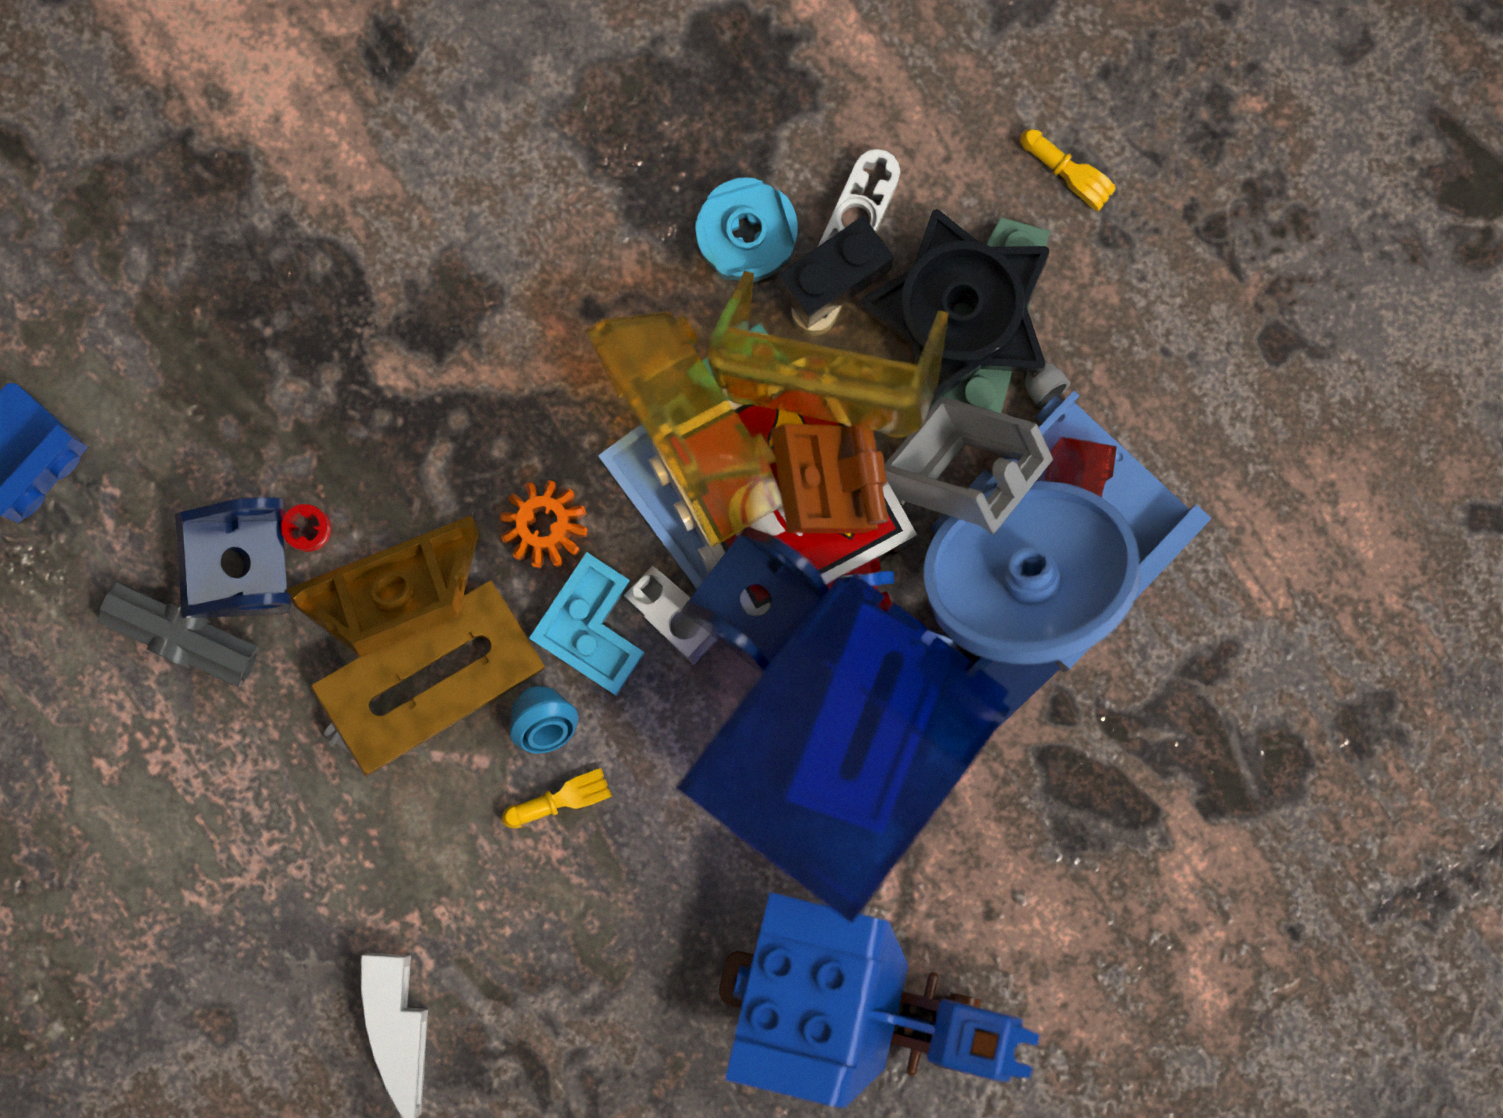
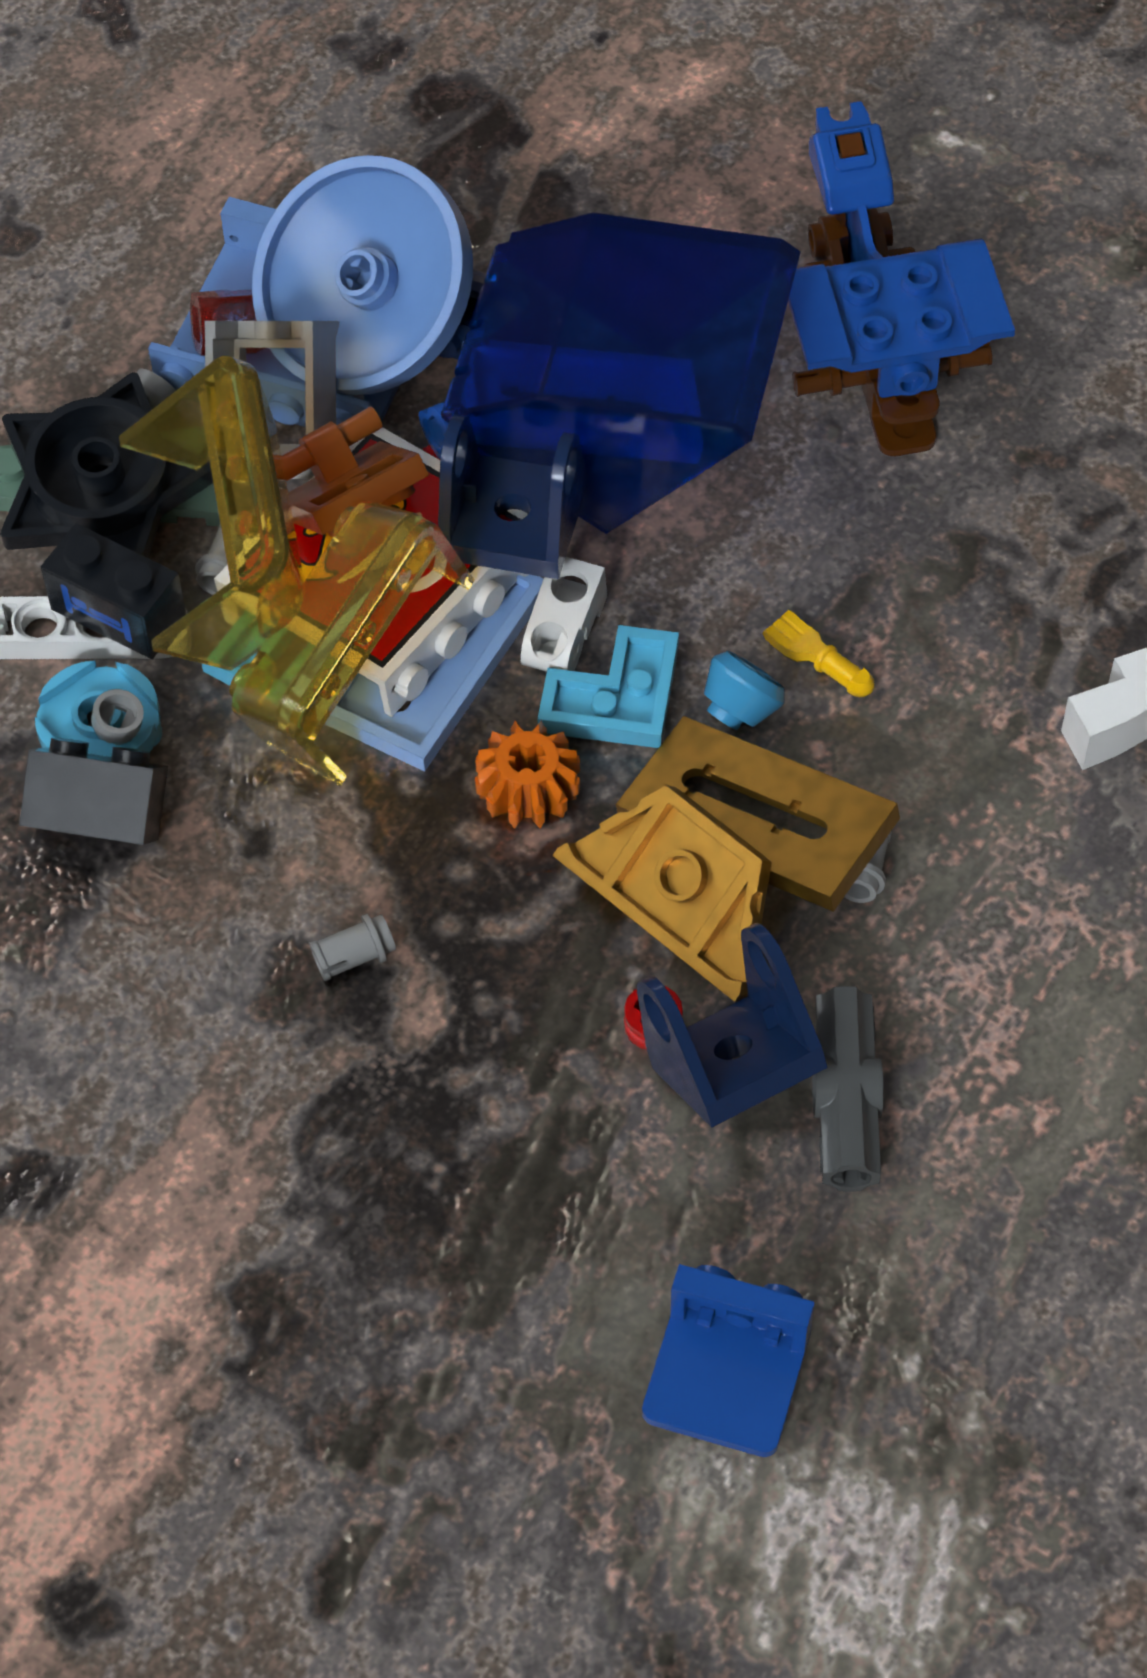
camera: 115 degrees left, 25 degrees down
(461, 338) = (353, 946): none -> light grey pin
(665, 196) = (94, 793): none -> black brick
(711, 242) = (104, 710): none -> light grey hinge

